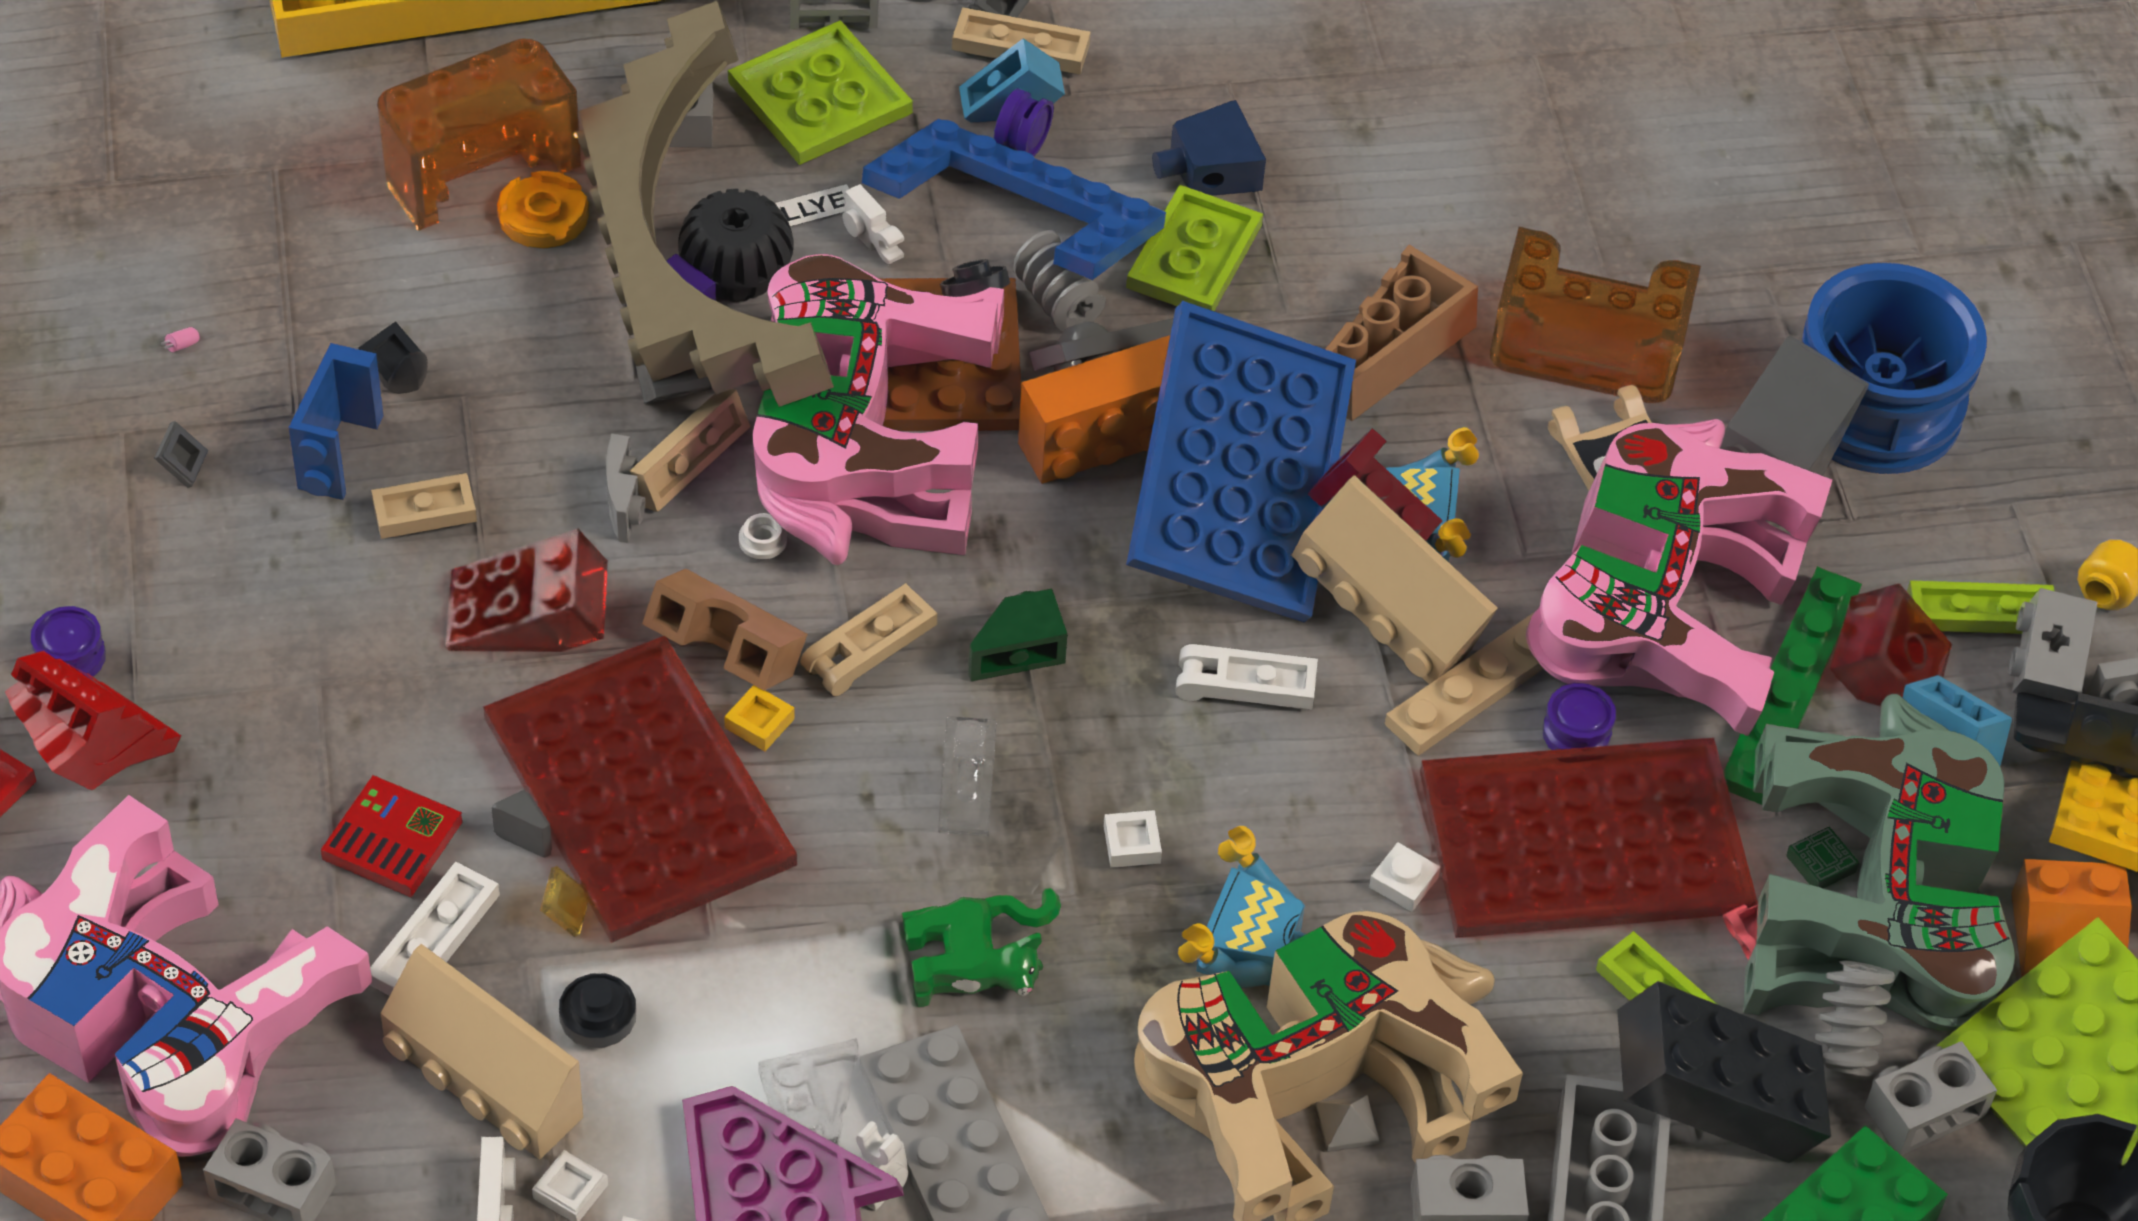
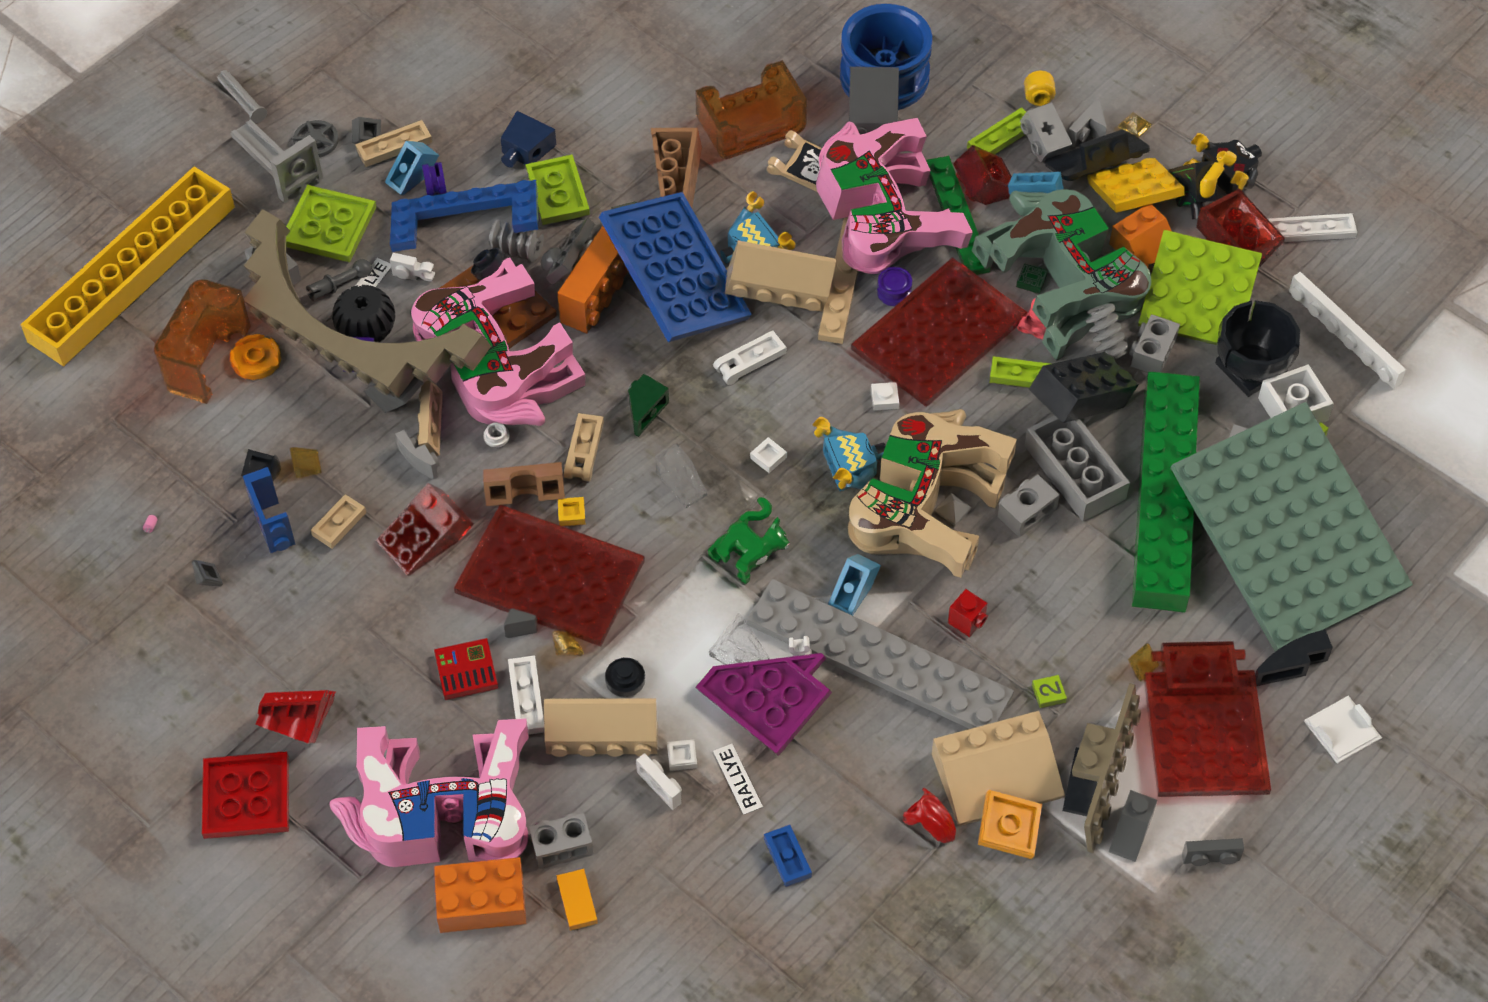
camera: 35 degrees left, 5 degrees up
(71, 636) = (243, 689): dark purple wheel -> none
(462, 393) = (305, 461): none -> clear yellow slope
(805, 184) = (360, 269): none -> dark grey pin
(1072, 1120) = (854, 583): none -> dark azure slope
(1361, 462) = (727, 237): dark red bracket -> none

